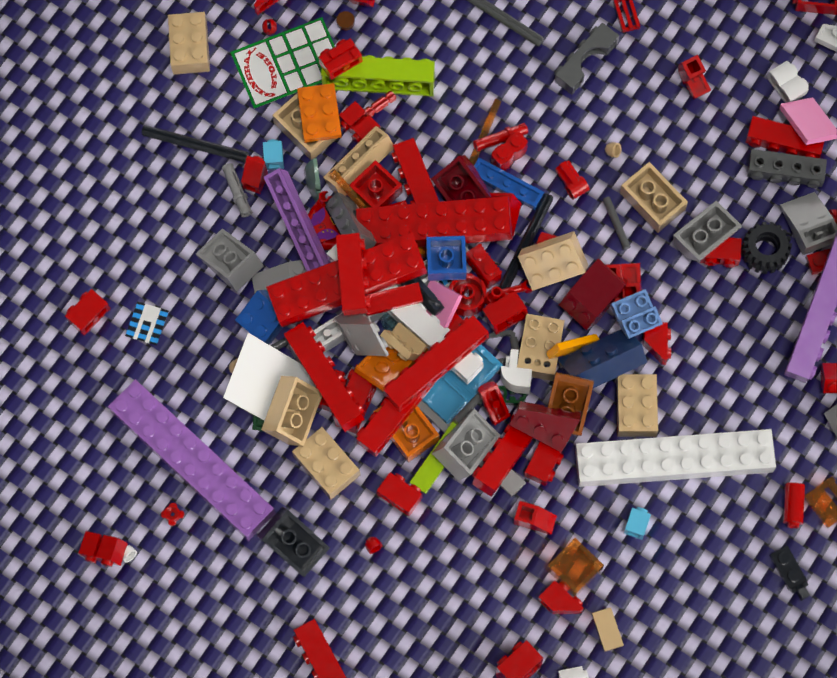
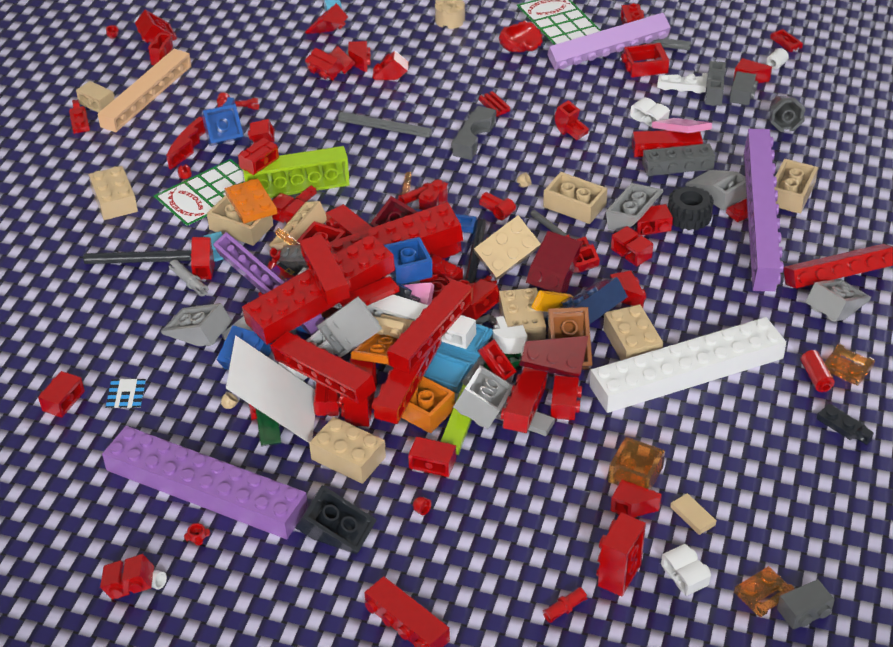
camera: 20 degrees left, 30 degrees down
(292, 411) = (299, 405): tan brick -> none
(312, 178) = (258, 246): sand green brick -> none
(534, 518) = (575, 439): red slope -> none
(636, 314) = (600, 264): medium blue slope -> none
(637, 523) = (678, 421): medium azure brick -> none
(684, 278) = (629, 240): none -> red piece

